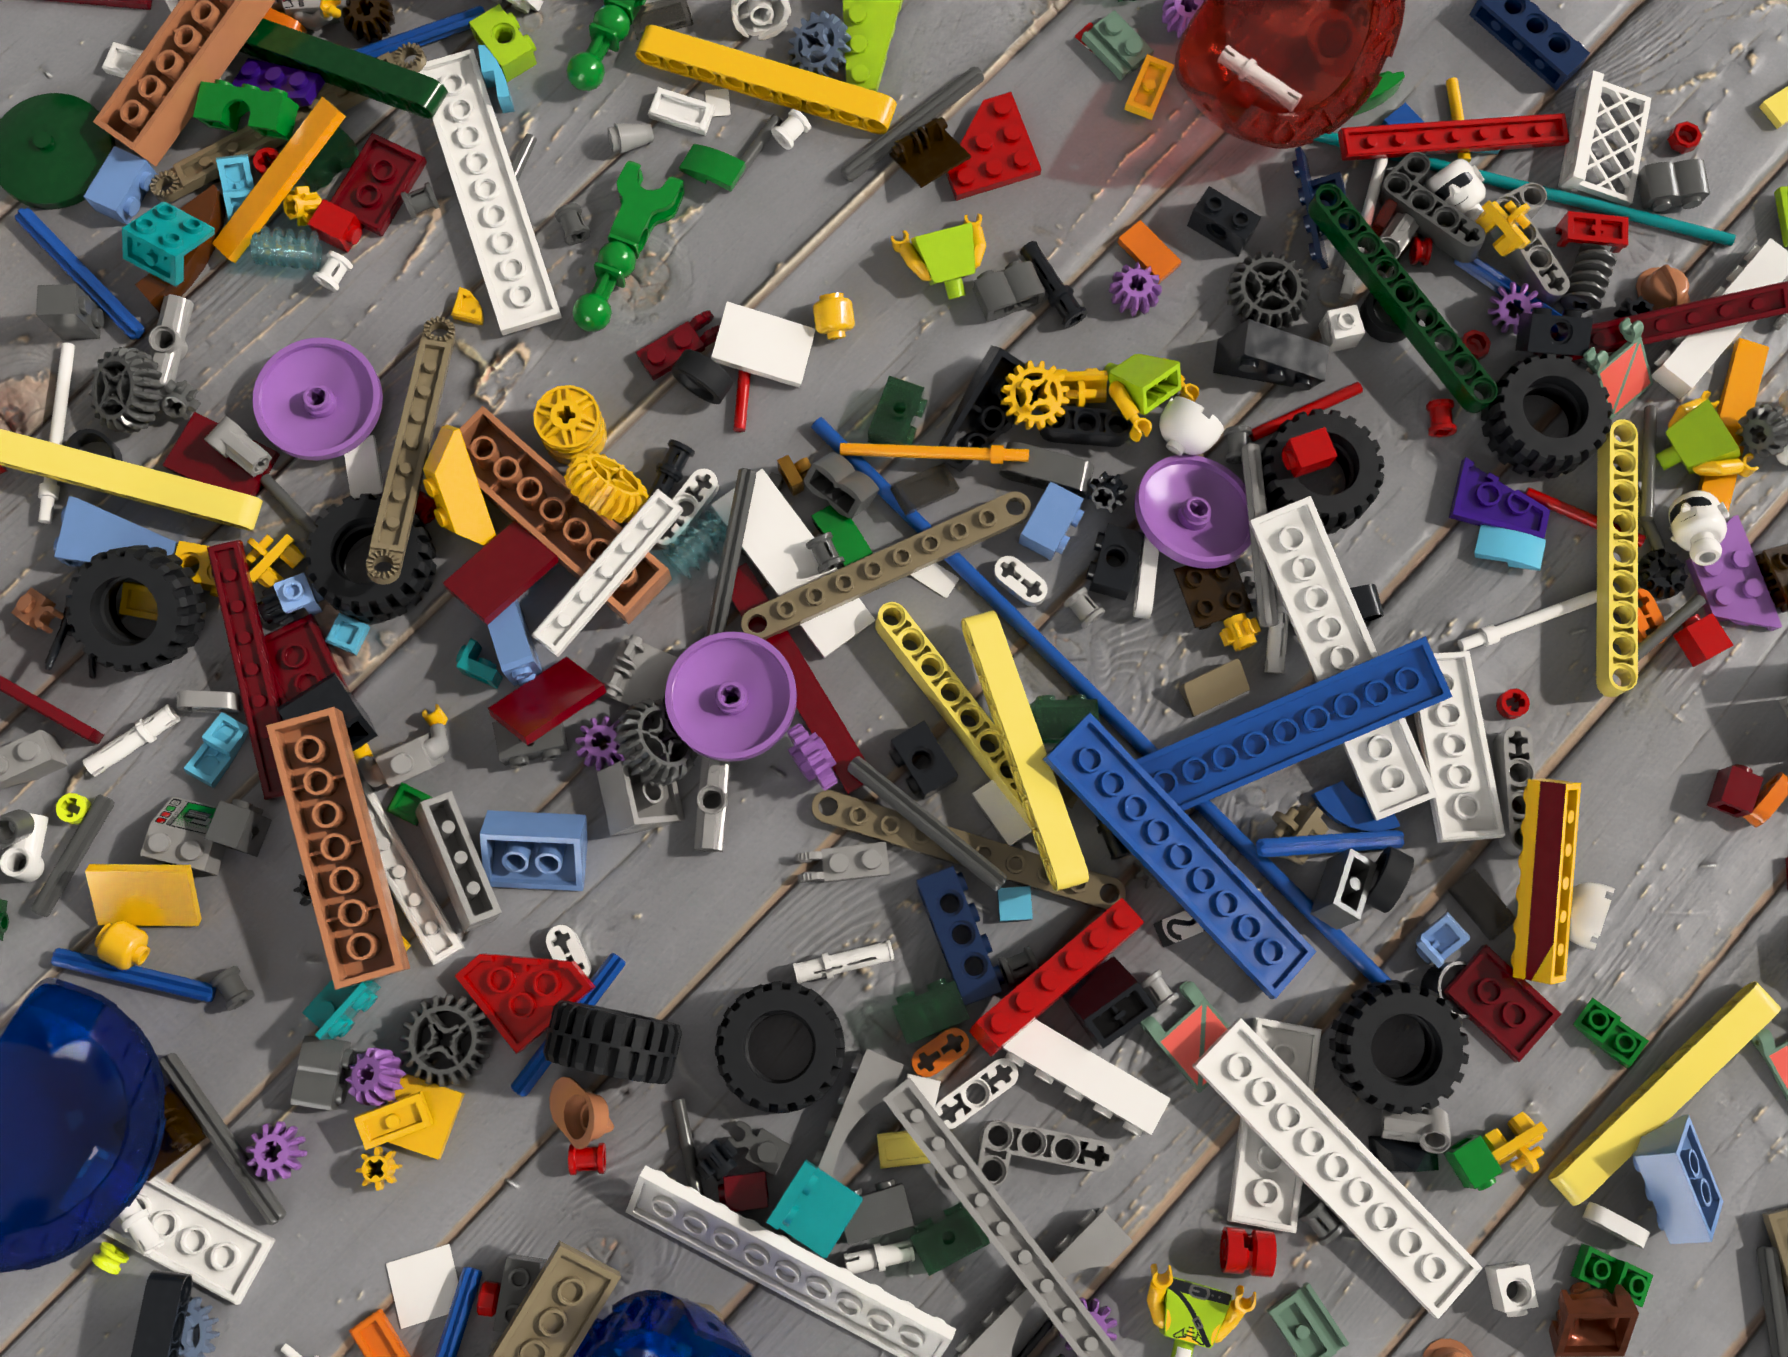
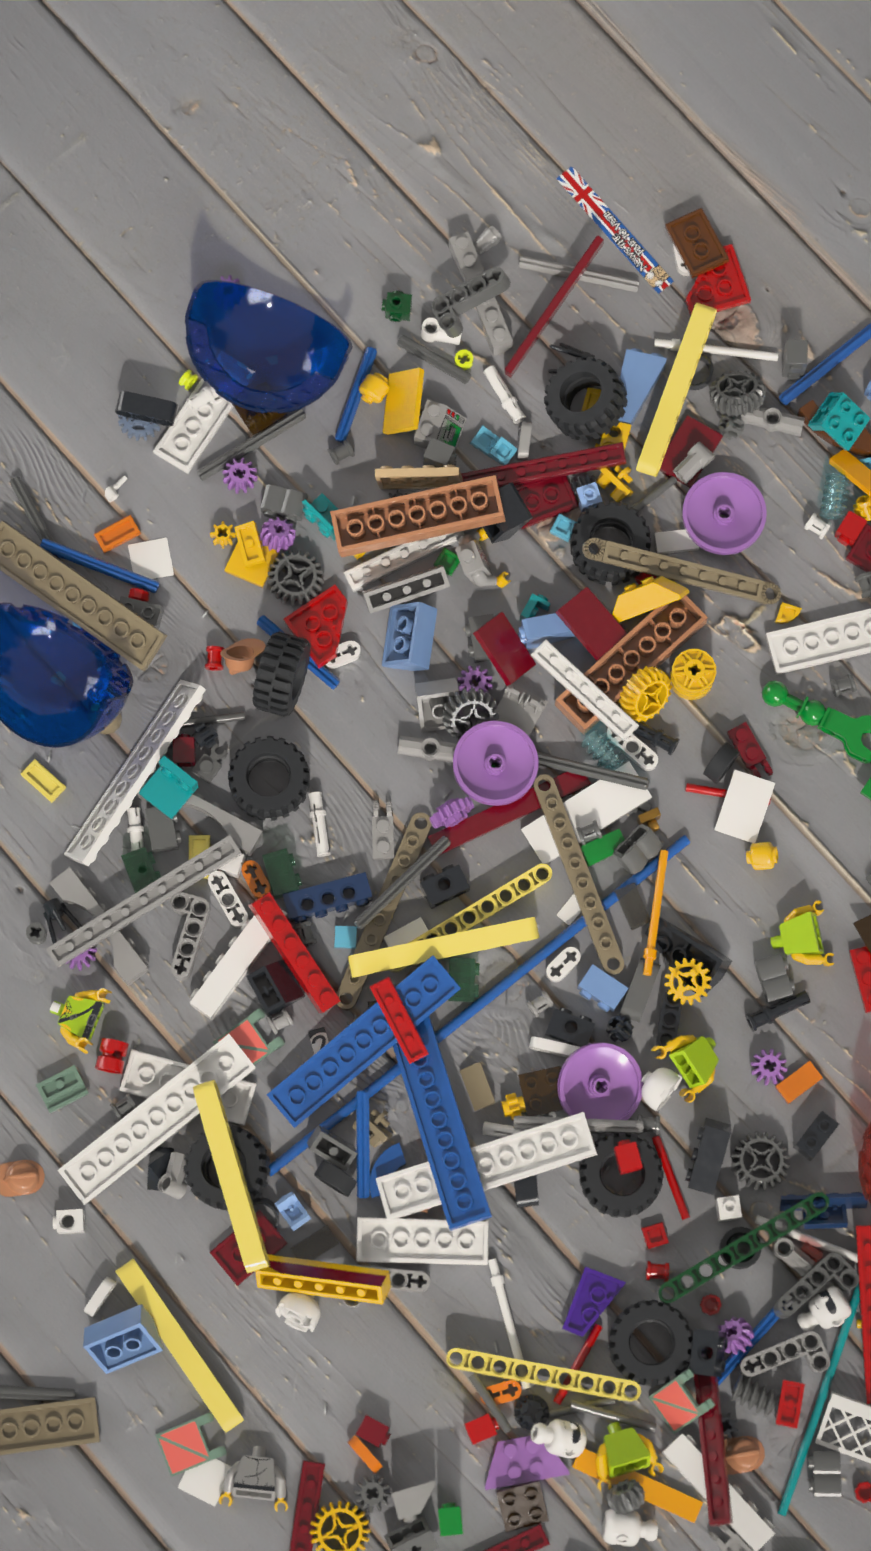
camera: 100 degrees right, 0 degrees up
(36, 610) = (593, 337): nougat plate -> none
(273, 856) = (417, 478): none -> tan plate
(897, 413) = (686, 892): clear green brick -> none
(1084, 386) = (697, 1018): yellow hips -> none
(1146, 802) = (399, 1020): none -> red tile
(1389, 427) = (654, 1235): none -> red tile
(1420, 251) = (785, 1276): red bush -> none
(1427, 1034) = (231, 1176): none -> light yellow beam
(1473, 1162) = (149, 1209): green brick -> none
(1495, 216) = (793, 1333): yellow hips -> none
(1505, 711) = (453, 1286): red bush -> none
(1510, 546) = (558, 1305): medium azure slope -> none
(1526, 1134) = (154, 1241): yellow hips -> none
(1593, 1322) = (43, 1265): copper brick -> none
(1606, 1271) = (69, 1290): green slope -> none
(1609, 1033) = (221, 1317): green slope -> none

